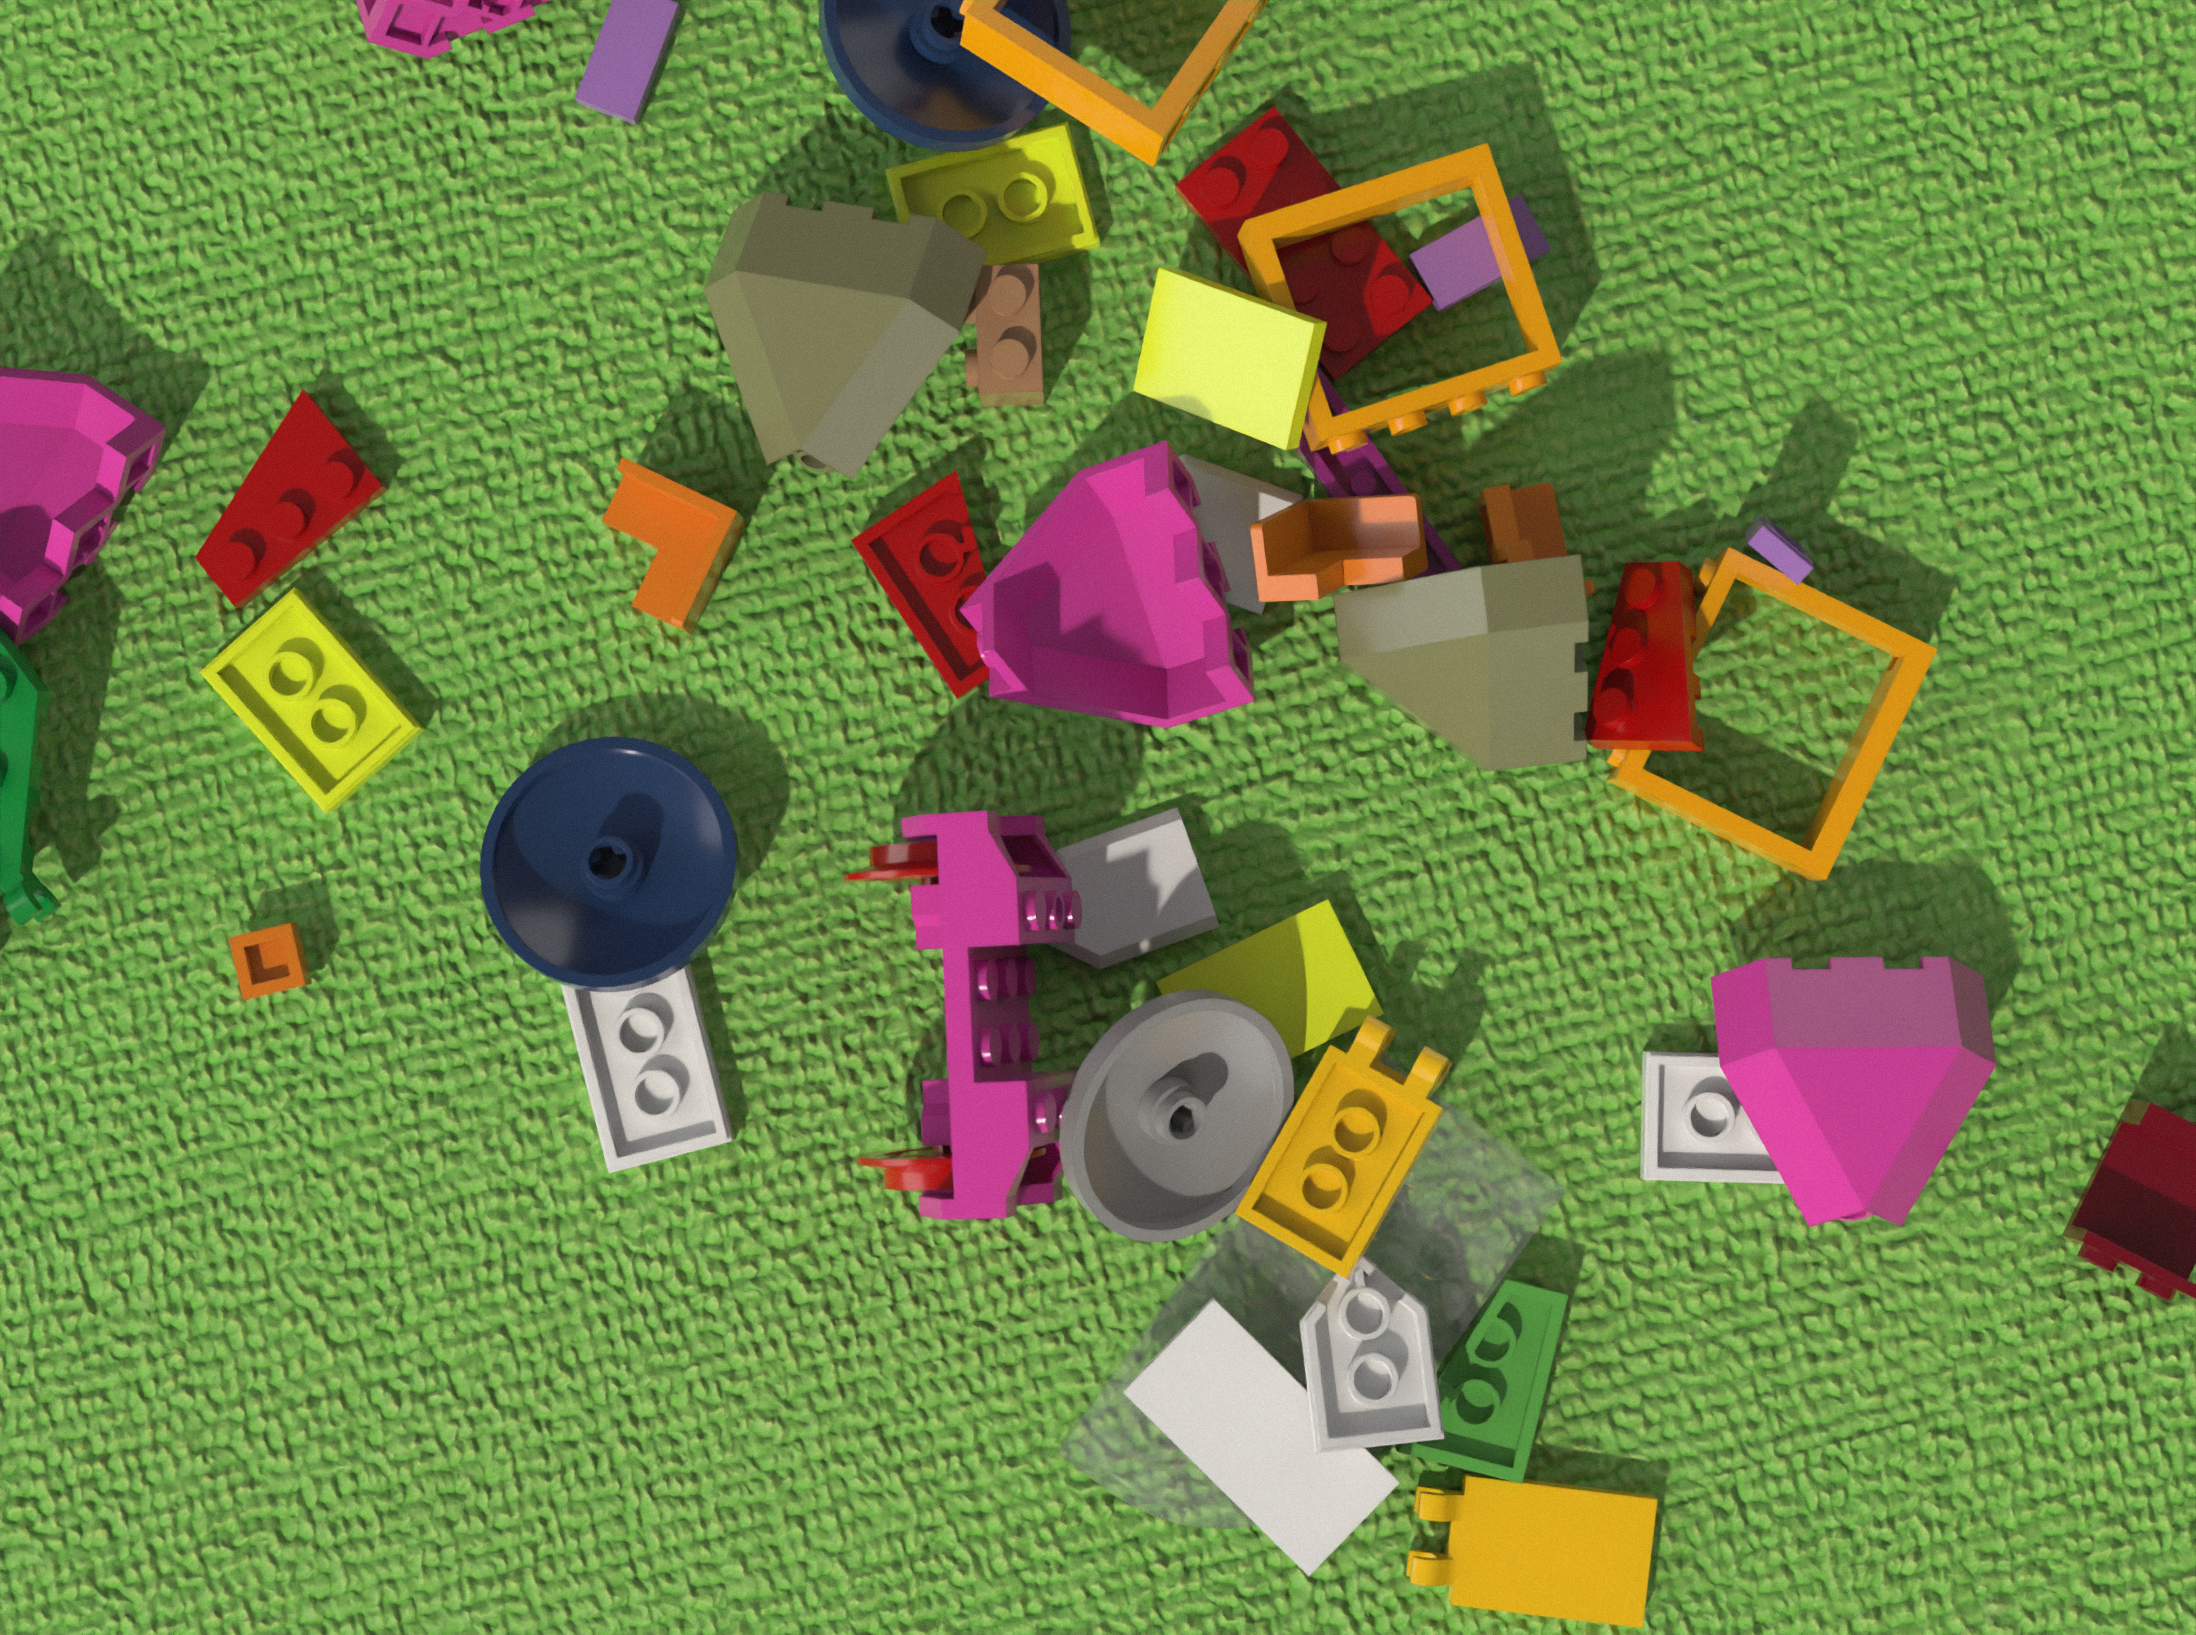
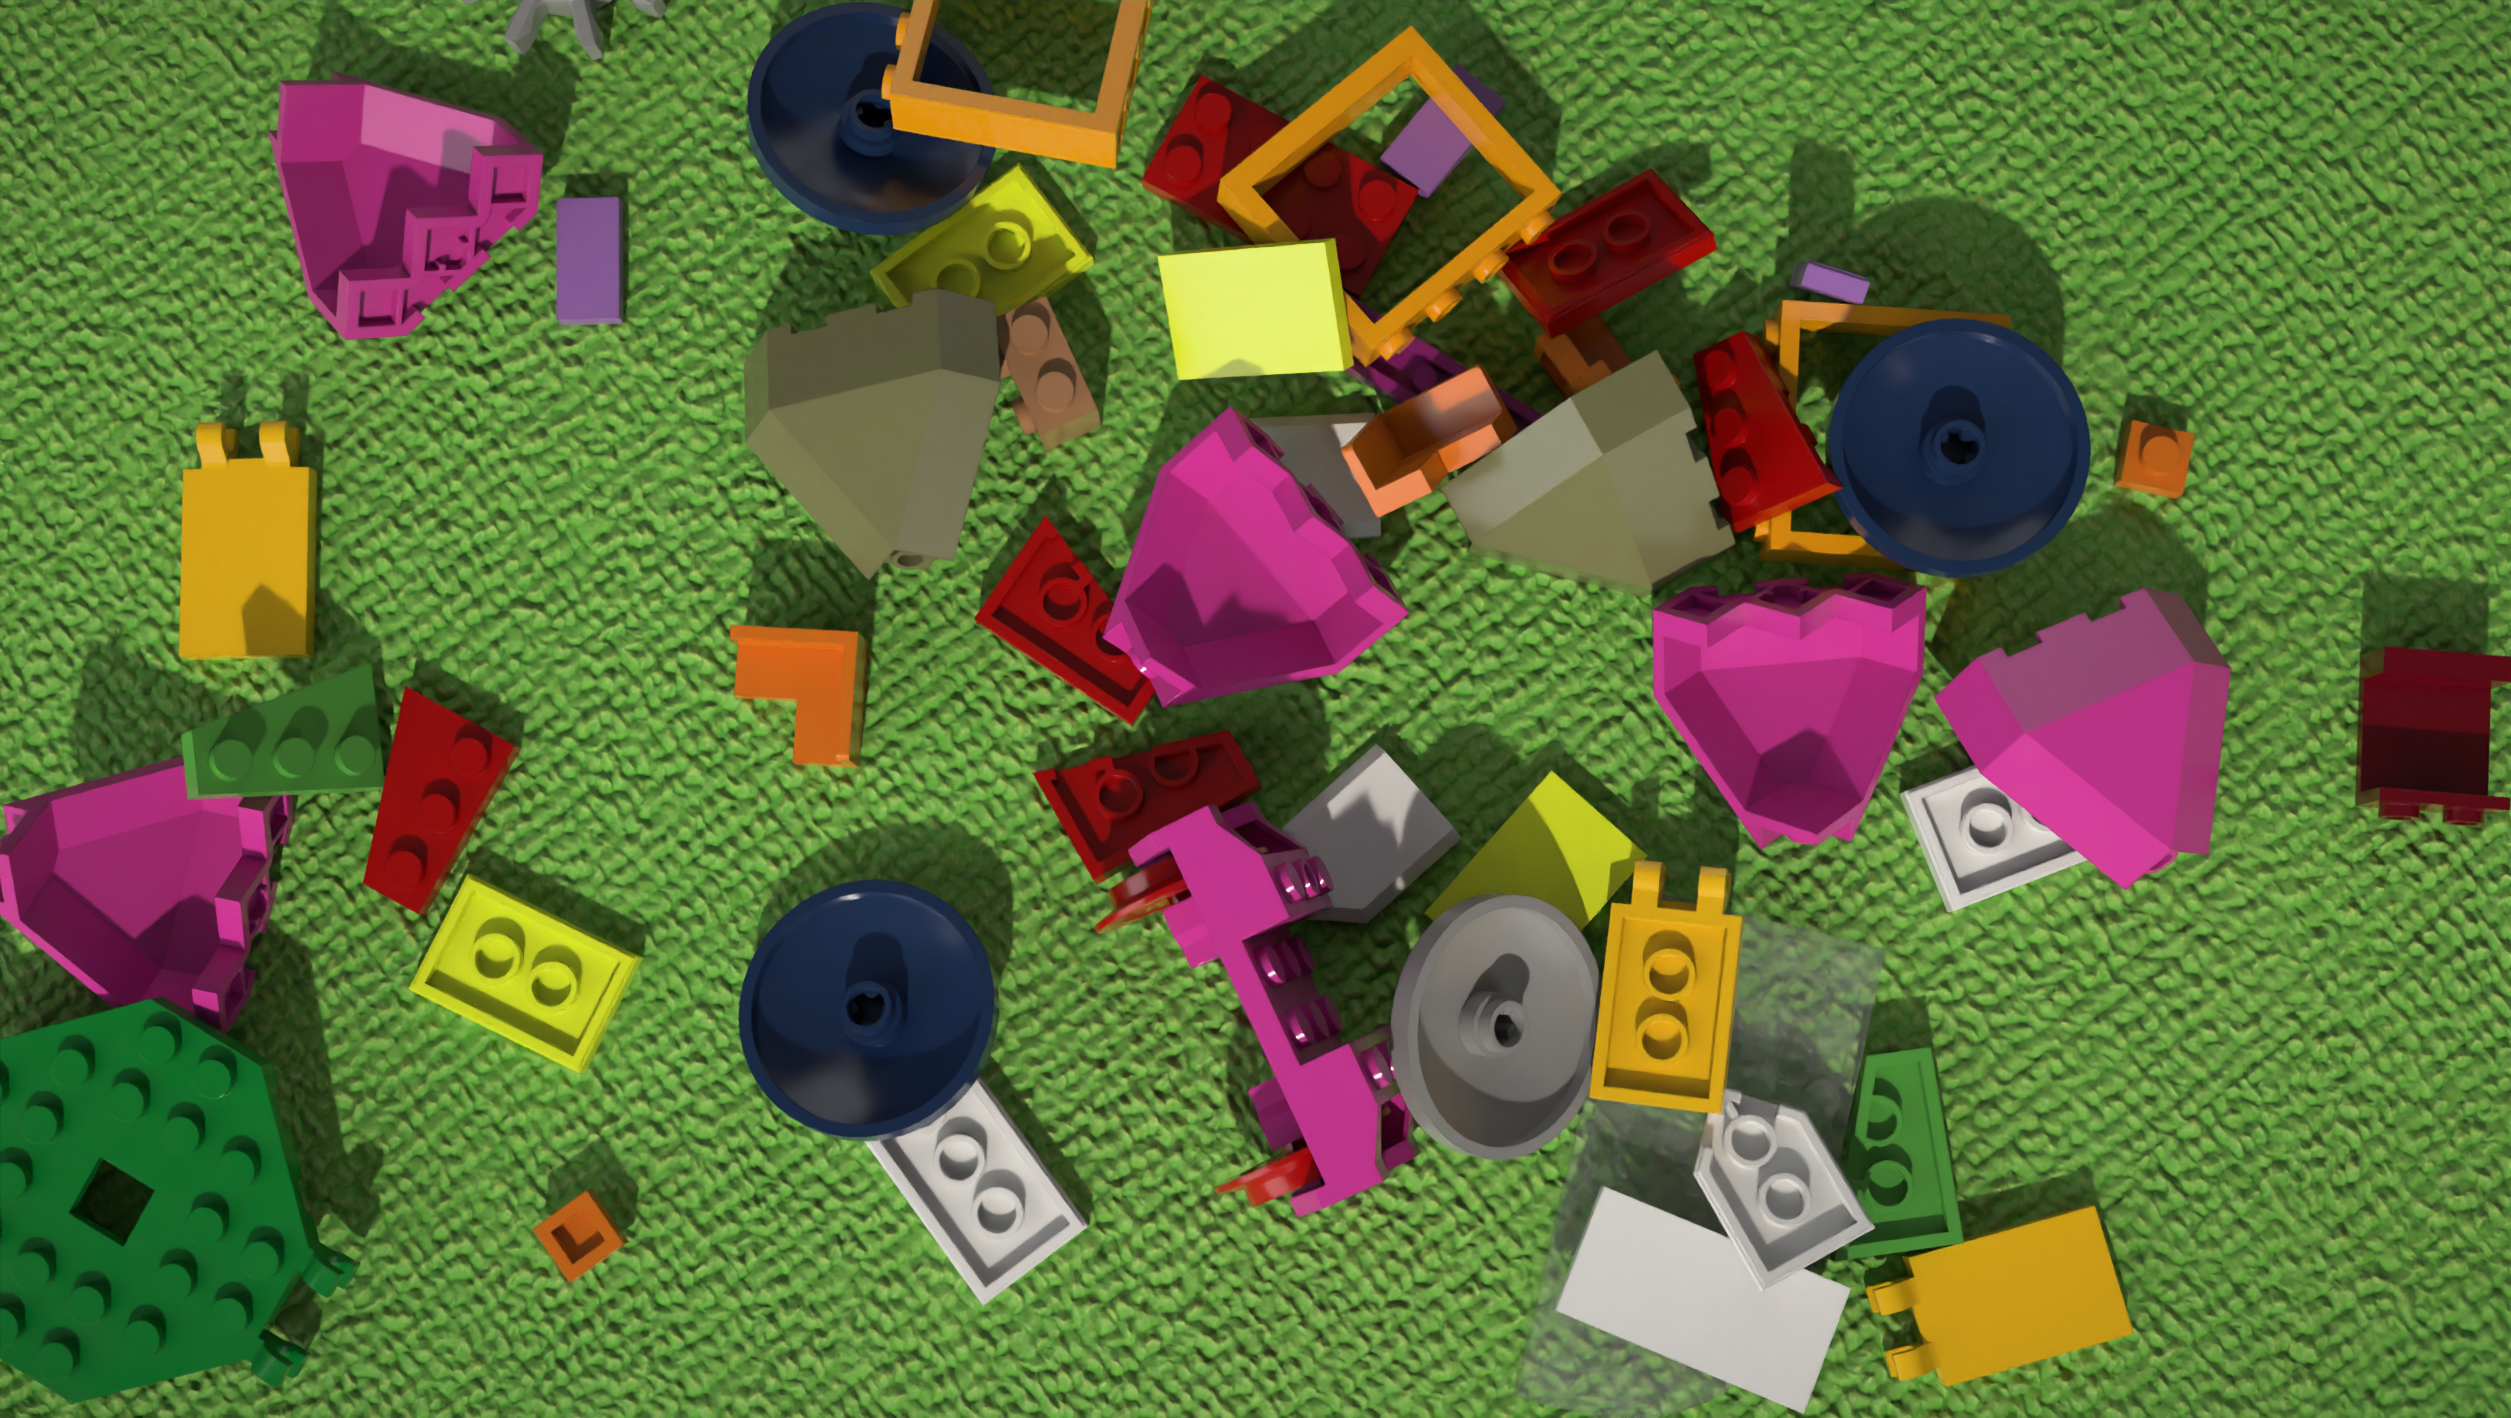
camera: 25 degrees left, 5 degrees down
(178, 405) = (291, 745): none -> bright green wing
(207, 199) = (248, 548): none -> yellow tile
(935, 768) = (1125, 798): none -> red wing
(1579, 920) = (1792, 694): none -> dark pink panel
(1582, 433) = (1605, 253): none -> red tile
(1829, 756) = (1958, 448): none -> dark blue dish
(2016, 837) = (2154, 459): none -> orange plate

